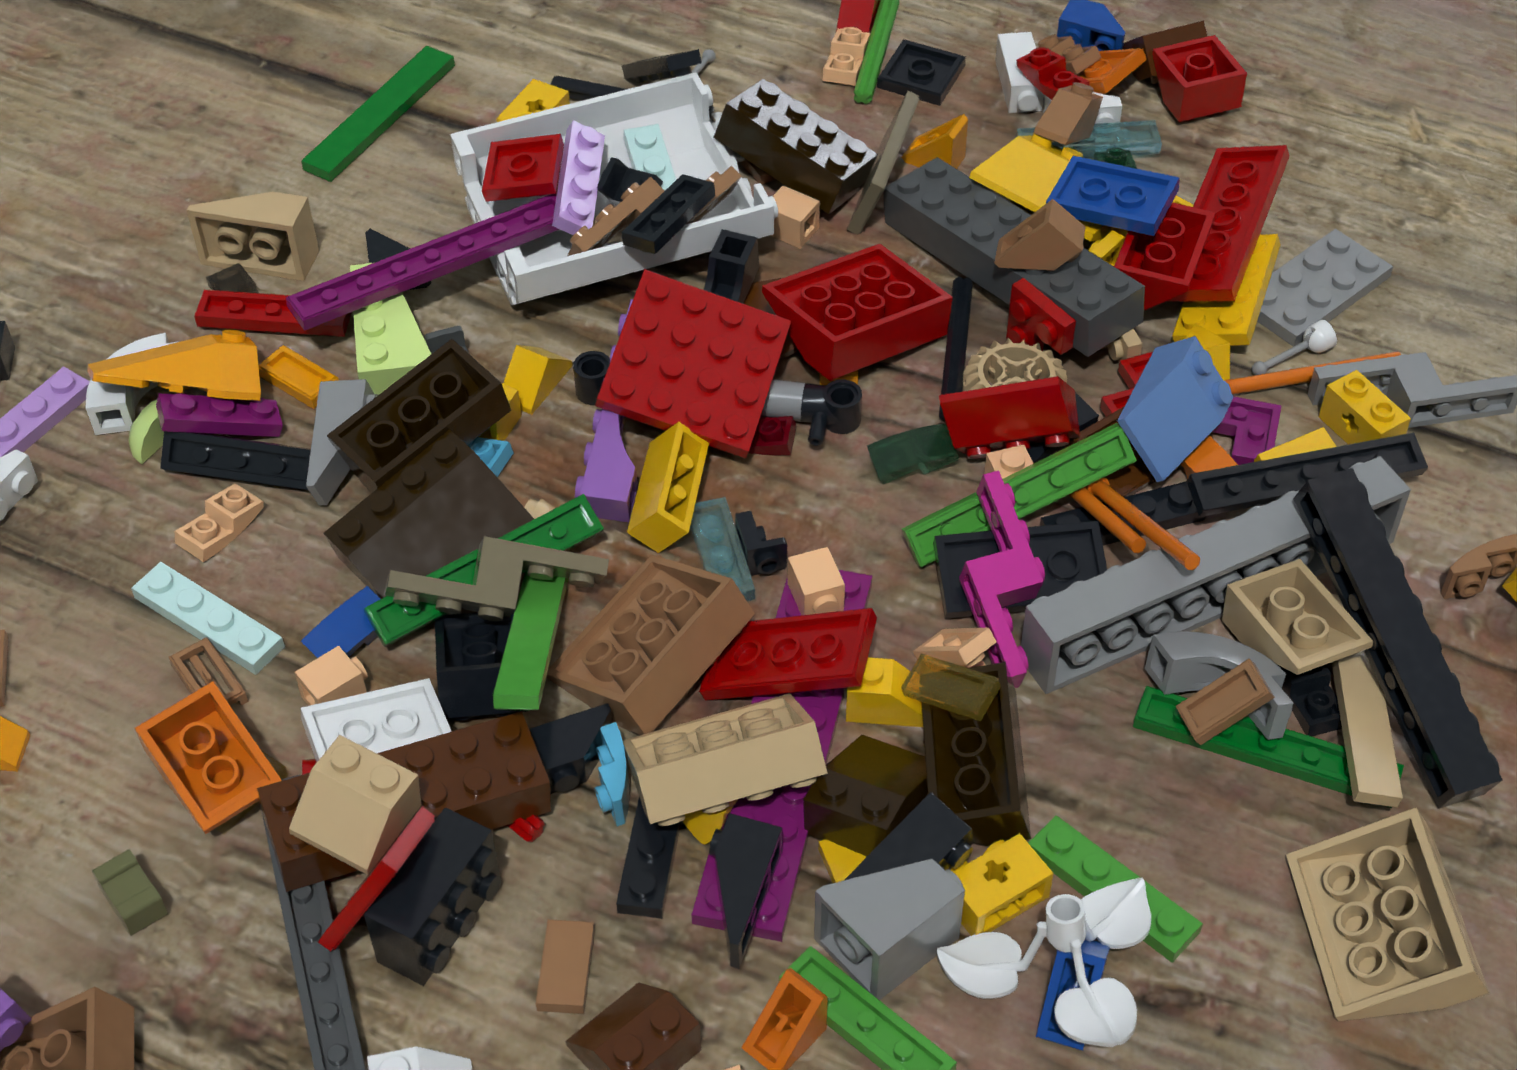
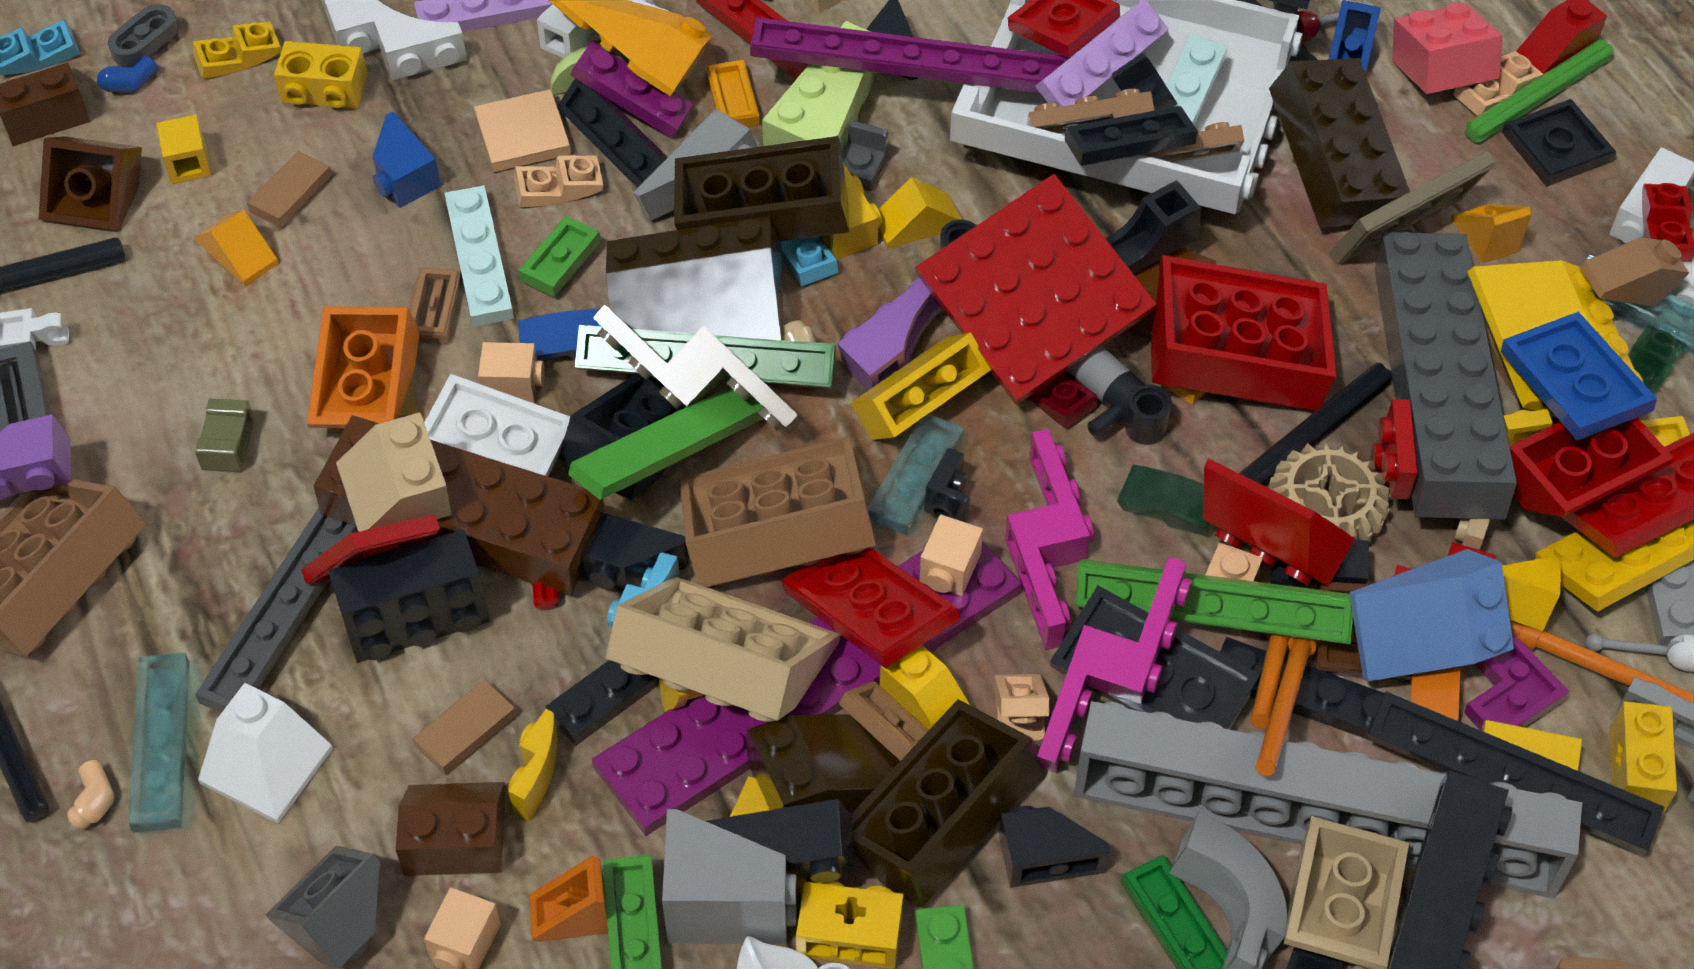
camera: 40 degrees right, 5 degrees up
(73, 585) = (403, 164): none -> blue slope
(147, 503) = (522, 130): none -> light nougat tile
(281, 574) = (559, 256): none -> bright green plate
(654, 946) = (539, 756): none -> yellow slope
(724, 73) = (1355, 32): none -> blue slope
(744, 867) = (646, 755): black slope -> none
(796, 218) = (1281, 208): light nougat brick -> none
(798, 47) = (1447, 48): none -> coral brick
(859, 533) = (1048, 538): none -> dark pink bracket
(879, 731) = (883, 718): none -> medium nougat tile
(951, 687) = (966, 726): clear yellow tile -> none
(1042, 240) = (1452, 375): medium nougat slope -> none
(1070, 735) = (1048, 847): none -> black slope
(1225, 701) = (1201, 918): medium nougat tile -> none

